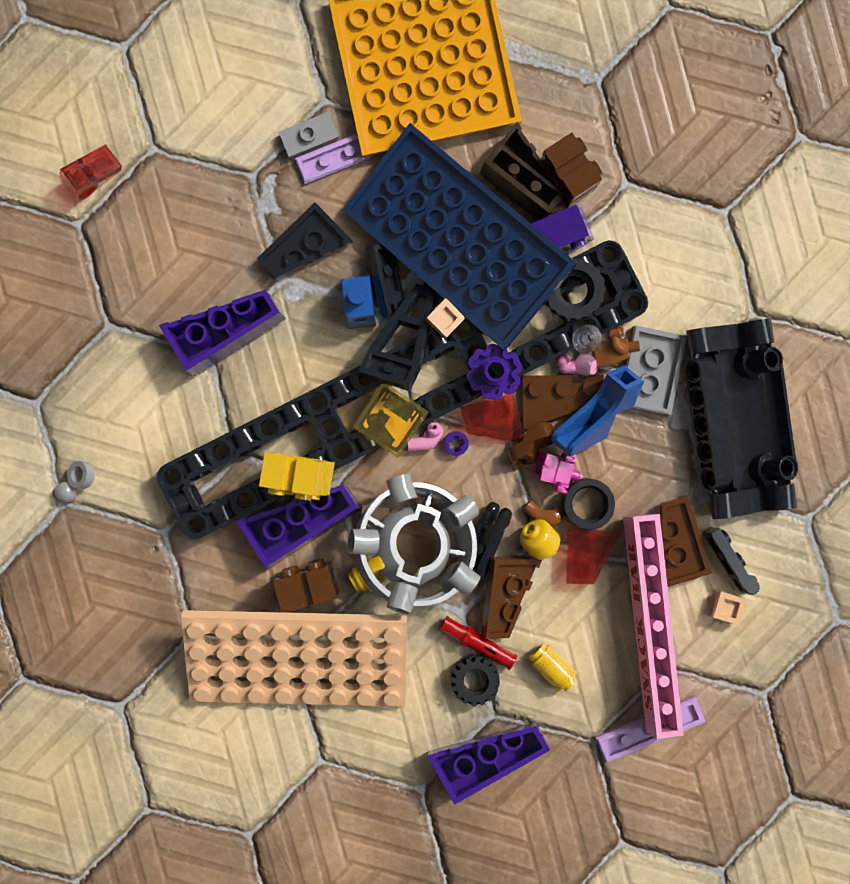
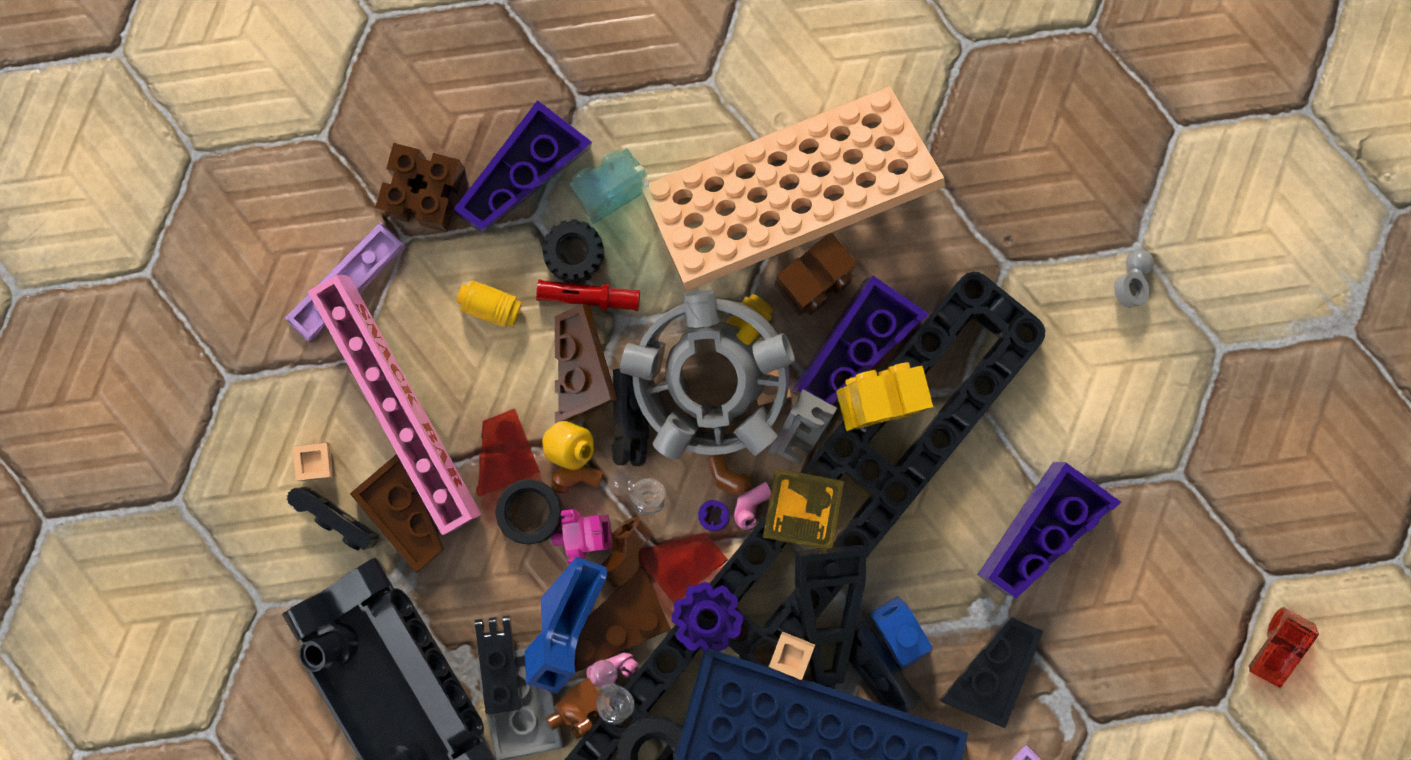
camera: 155 degrees right, 5 degrees down
(364, 479) = (802, 426): none -> light grey hinge
(427, 717) = (609, 184): none -> clear light blue slope
(435, 464) = (728, 480): none -> dark orange arm
(512, 495) = (623, 482): none -> clear plate
(569, 792) = (431, 204): none -> reddish brown brick
(657, 402) = (498, 666): none -> black hinge

